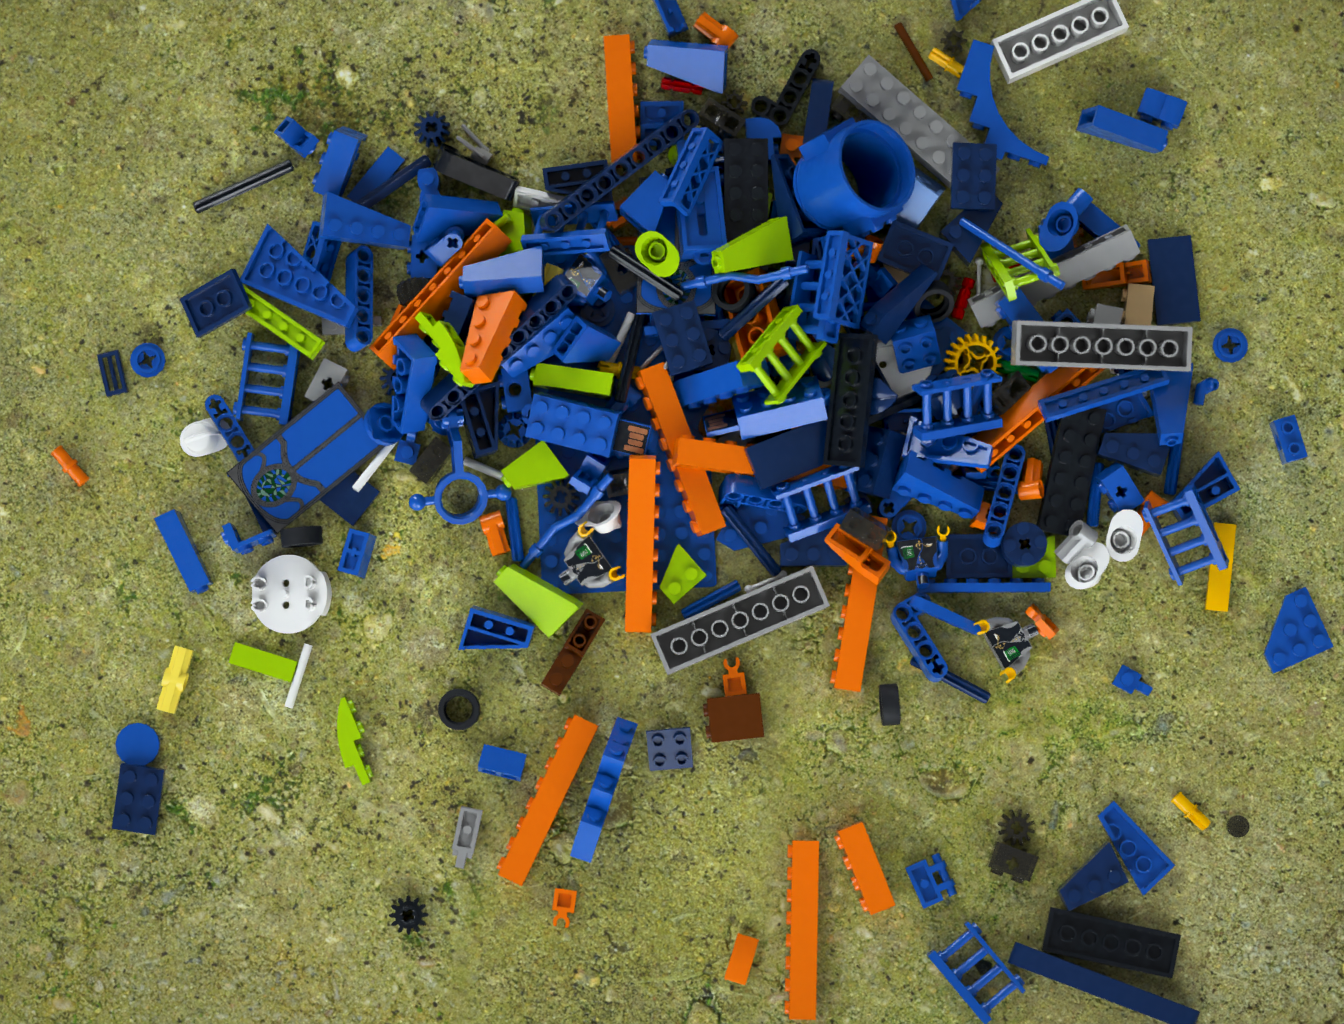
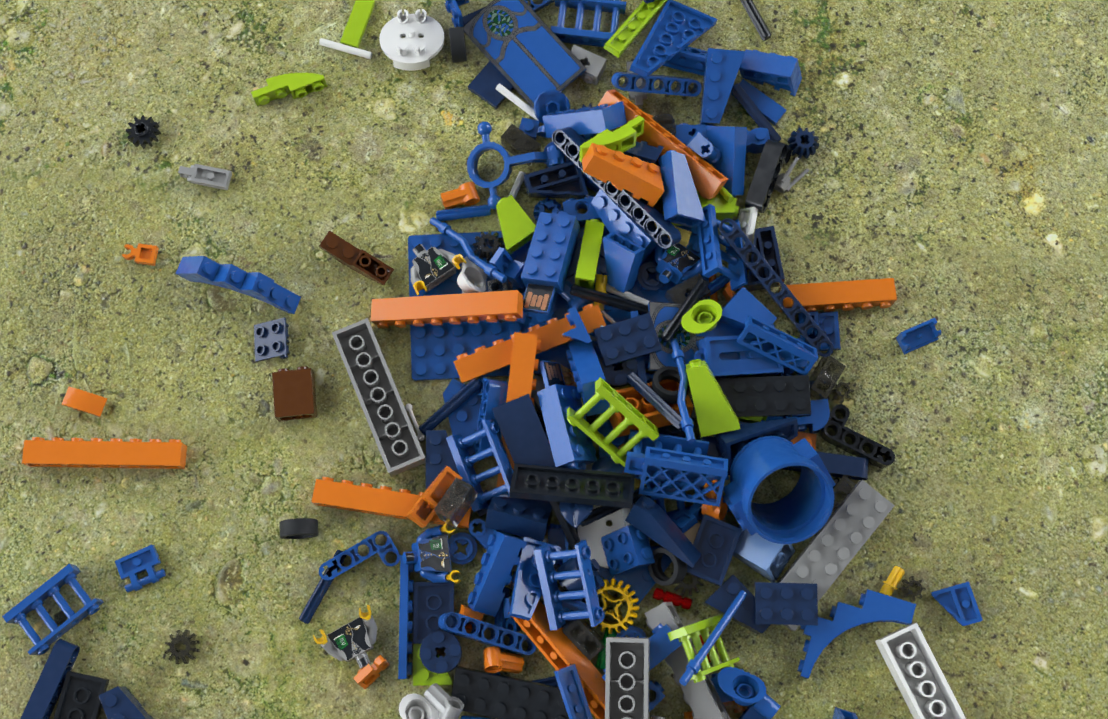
camera: 85 degrees right, 10 degrees down
(296, 137) = (789, 39): blue brick -> none
(357, 553) = (444, 89): blue hinge -> none
(459, 725) = (307, 157): black tyre -> none
(495, 630) = (377, 195): blue wedge -> none
(502, 762) = (265, 203): blue hinge -> none
(538, 599) = (403, 228): lime slope -> none
(548, 800) = (232, 240): orange brick -> none
(673, 392) = (579, 332): none -> blue slope
(680, 86) = (853, 347): red axle -> none
(680, 575) = (421, 347): lime wing -> none
(691, 62) = (875, 354): slope -> none
(711, 599) = (399, 375): blue axle -> none
(714, 31) = (901, 379): orange piece -> none
(734, 682) = (326, 394): orange plate -> none
(865, 868) = (152, 506): orange brick -> none
(913, 52) = (898, 553): reddish brown bar -> none
(944, 614) = (378, 577): blue beam -> none
(979, 261) = (707, 614): white hinge -> none
(1025, 862) = (158, 634): clear smoke brick -> none

